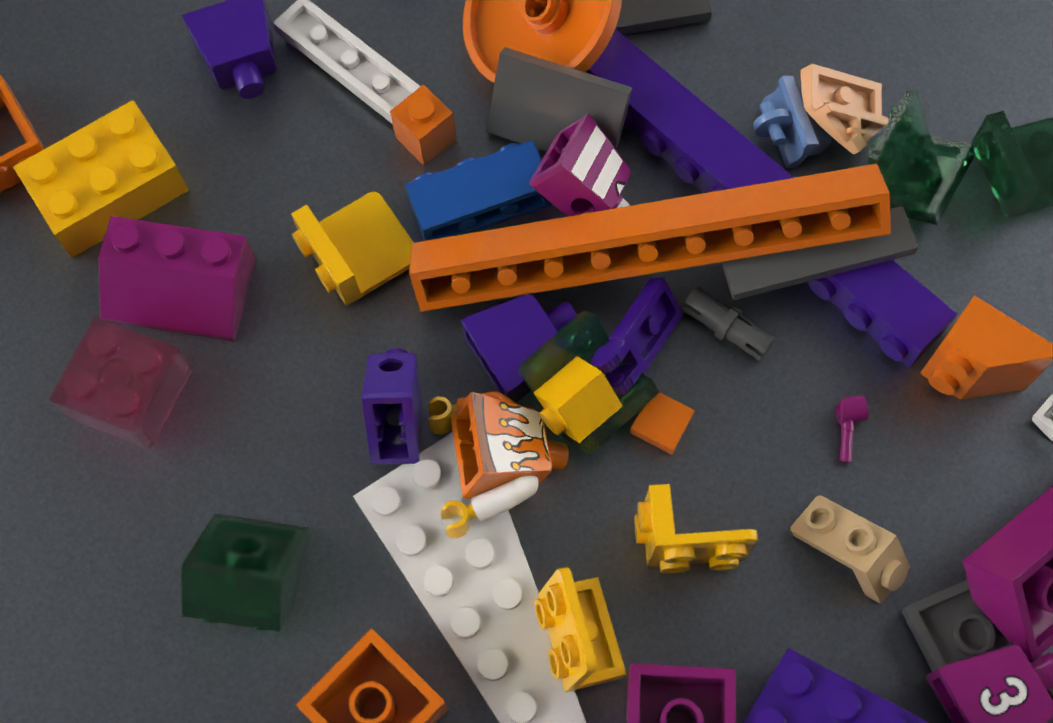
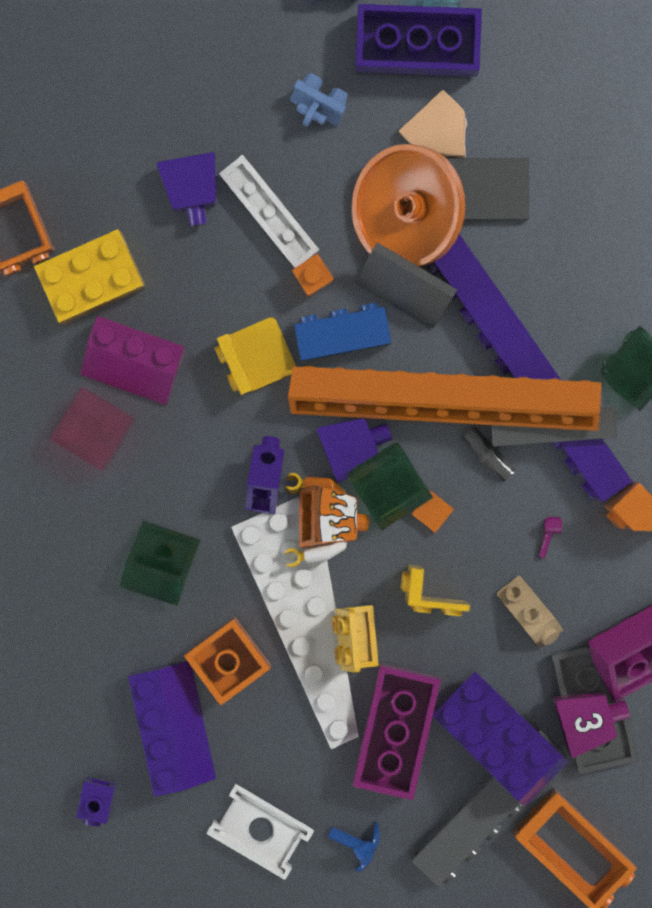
camera: 10 degrees right, 20 degrees up
(577, 400) = (379, 498): yellow brick -> none
(582, 170) = (413, 338): magenta torso -> none
(638, 336) = (426, 460): dark purple hinge -> none
(789, 124) = (559, 317): medium blue hips -> none
(843, 105) = (600, 316): light nougat slope -> none

